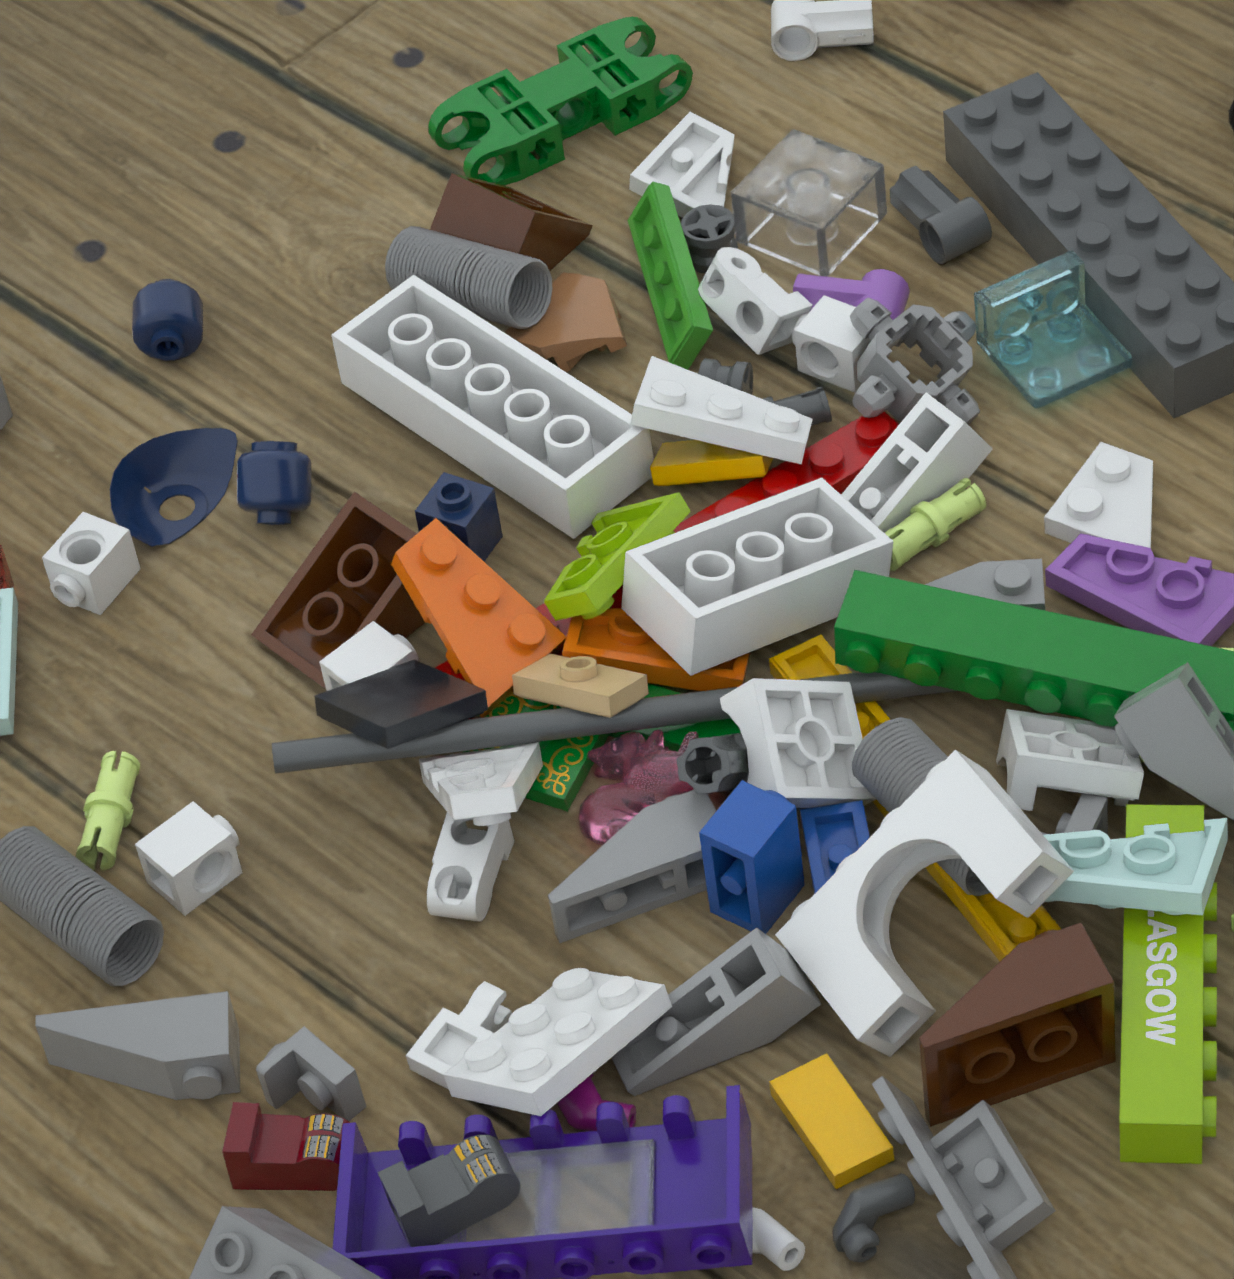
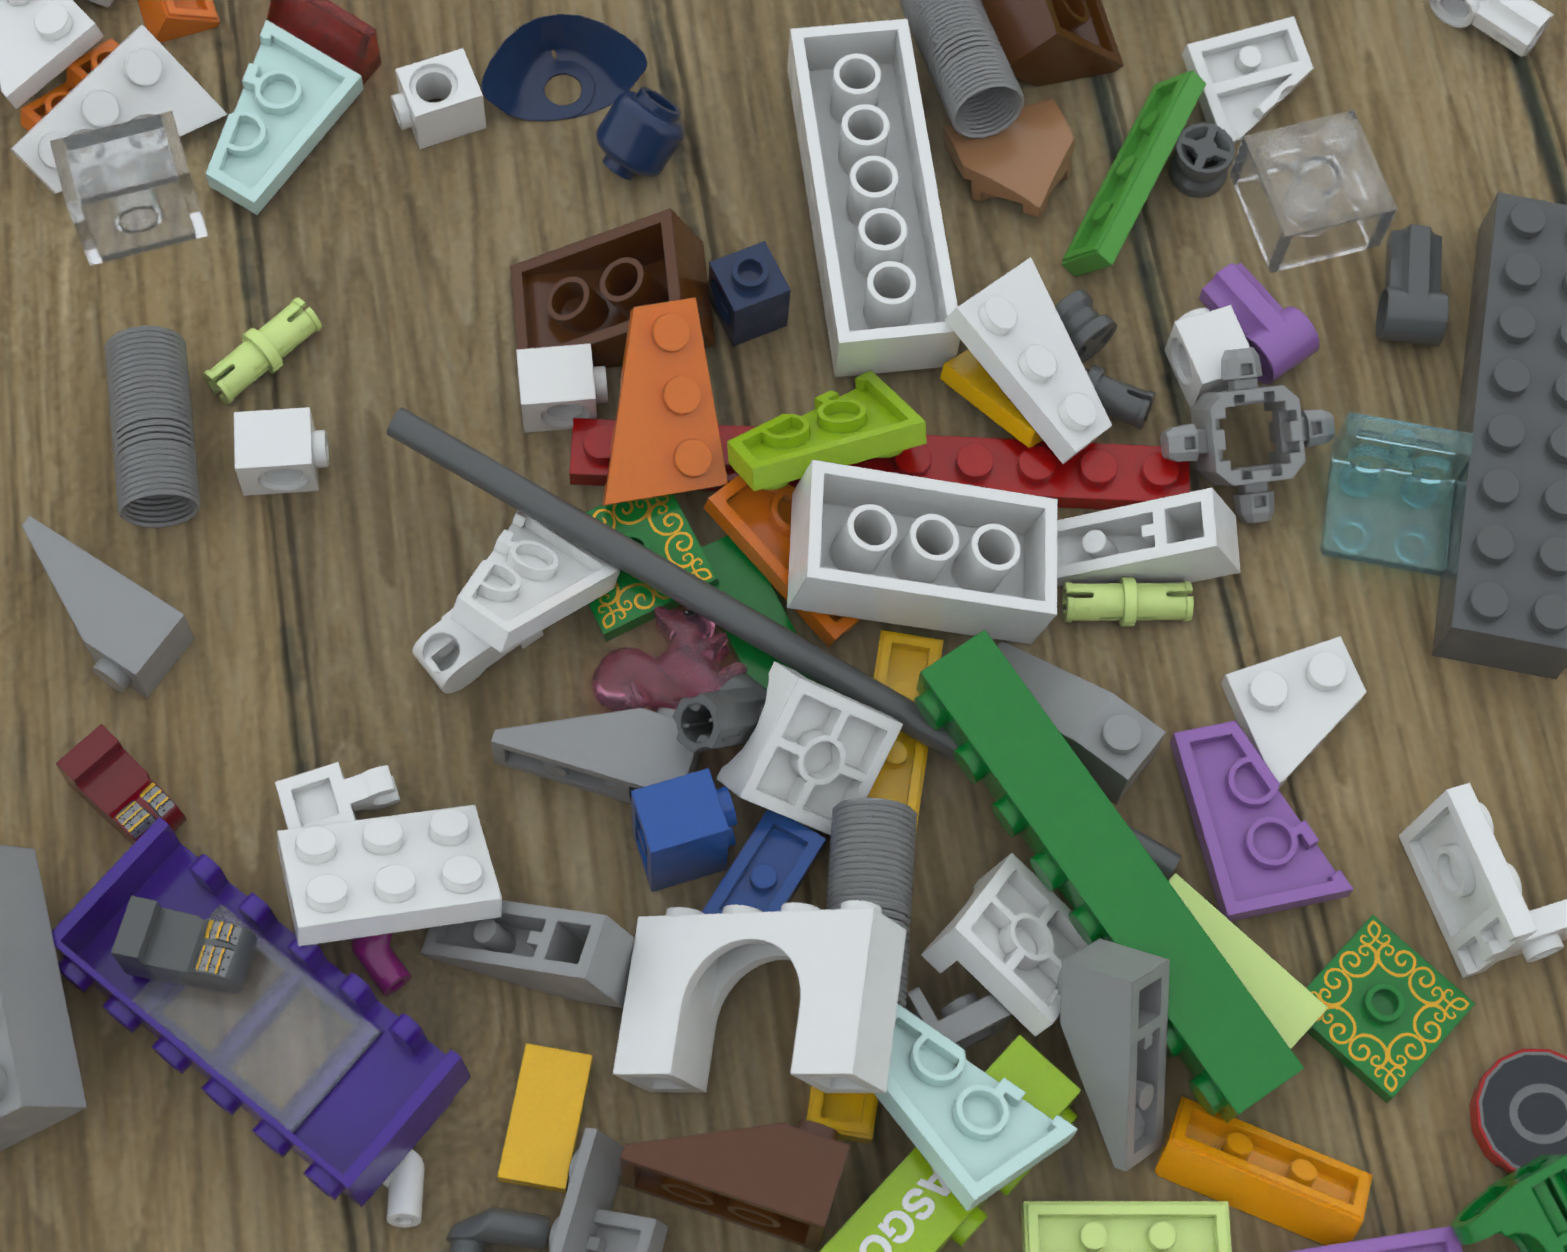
camera: 25 degrees right, 20 degrees up
(316, 1070) = (198, 738): light grey bracket -> none
(401, 703) = (533, 450): black tile -> none
(580, 685) = (690, 546): tan plate -> none
(751, 300) = (1169, 259): white leg -> none

